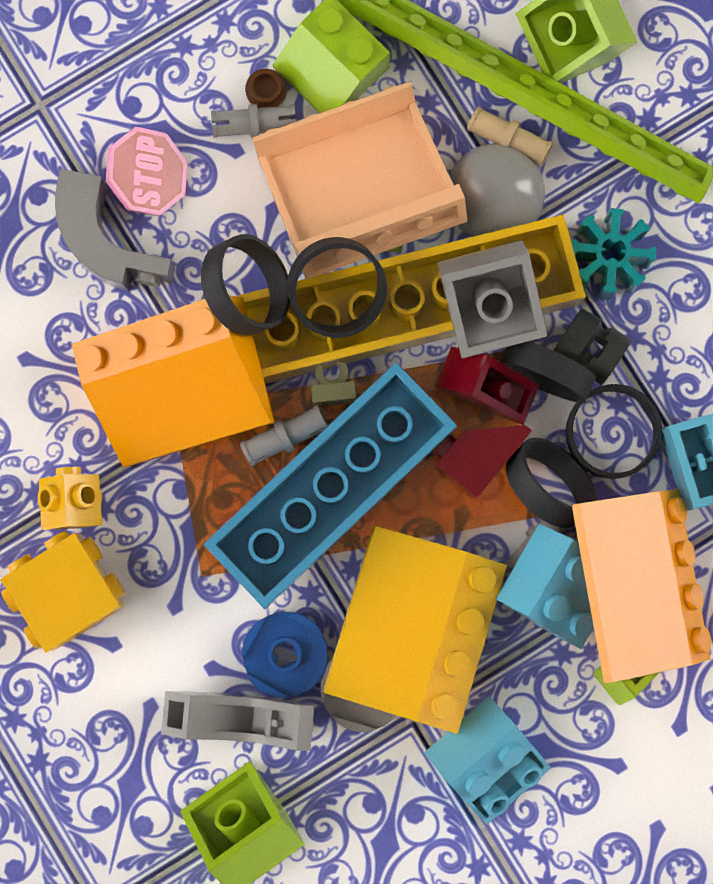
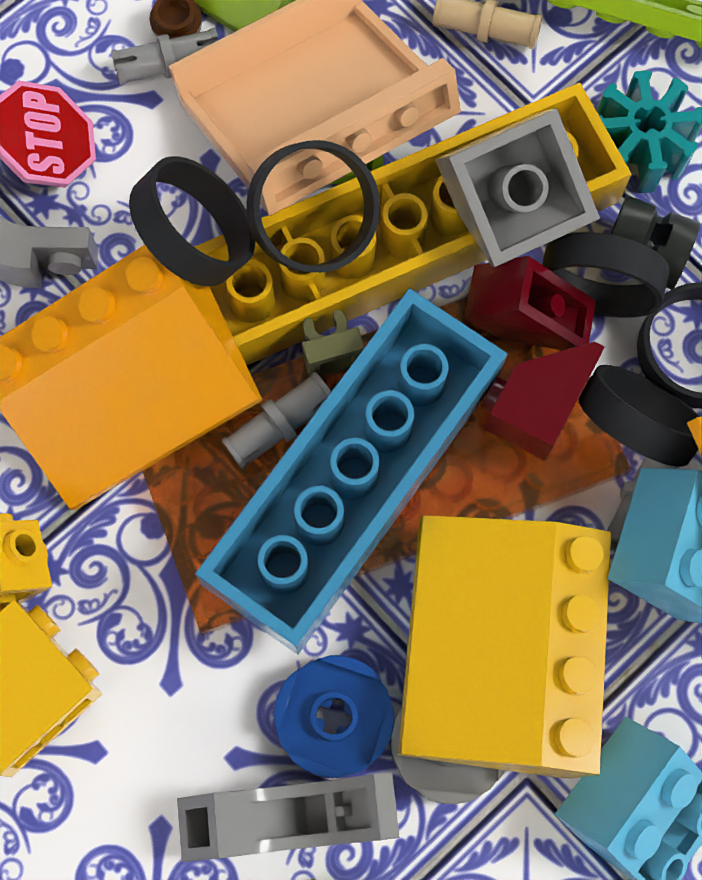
camera: 15 degrees left, 10 degrees down
(499, 188) = (492, 77): light grey piece -> none

